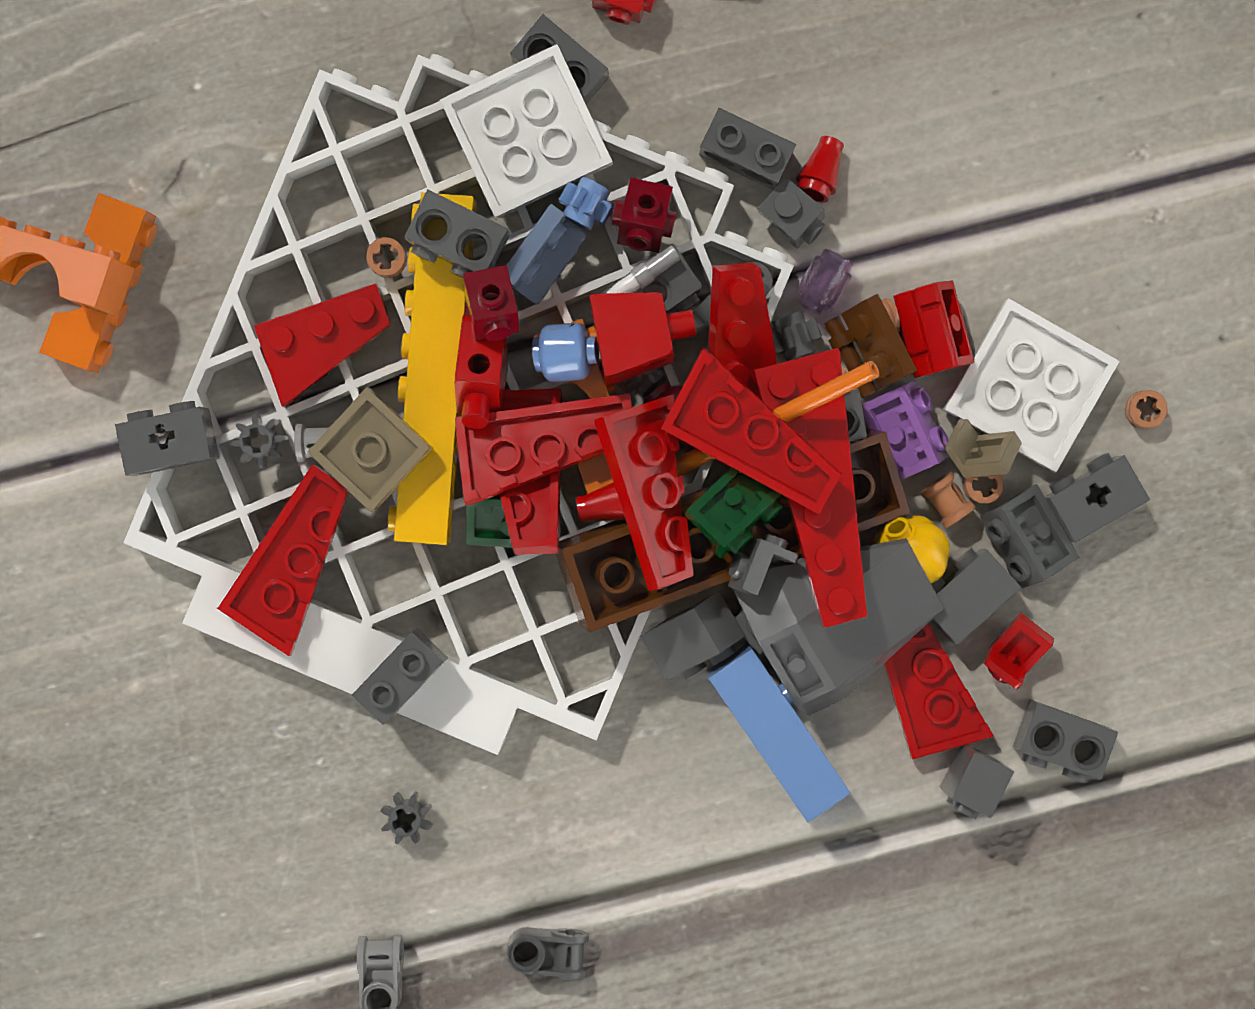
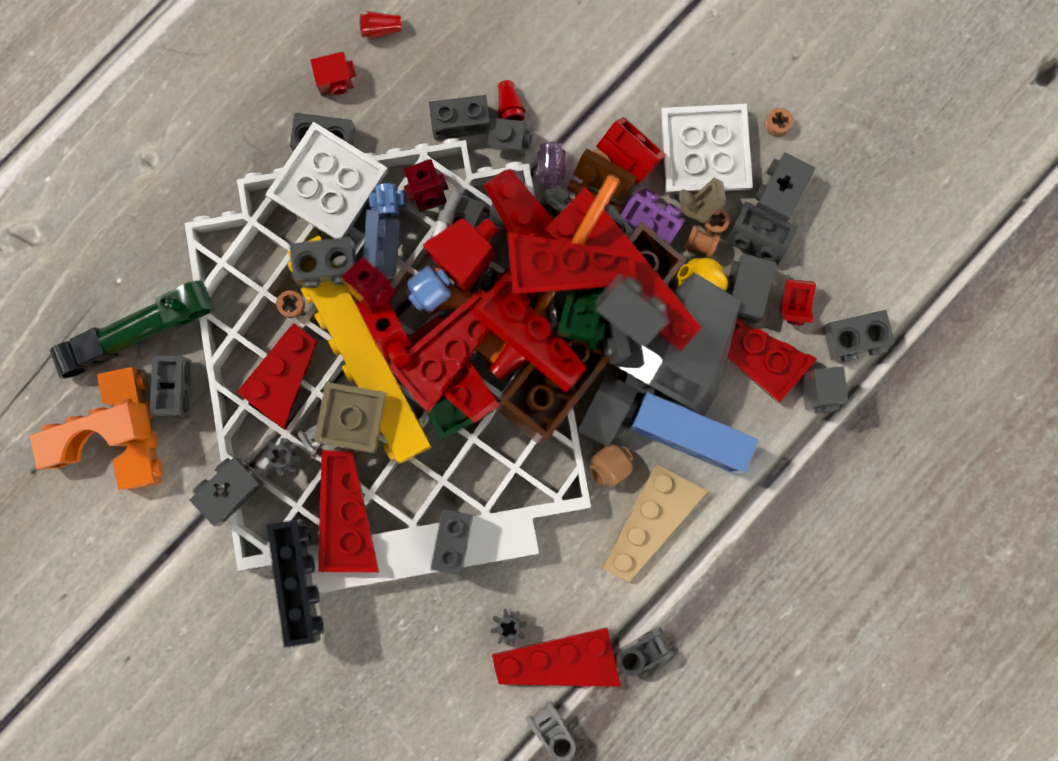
camera: 30 degrees left, 5 degrees down
(127, 158) = (102, 344): none -> dark green piece
(178, 264) = (170, 386): none -> dark grey brick
(180, 603) = (294, 583): none -> black brick
(447, 899) = (563, 661): none -> red wing
(655, 703) = (611, 465): none -> medium nougat head
(669, 798) = (656, 514): none -> tan wing
(792, 543) = (632, 309): none -> dark grey brick

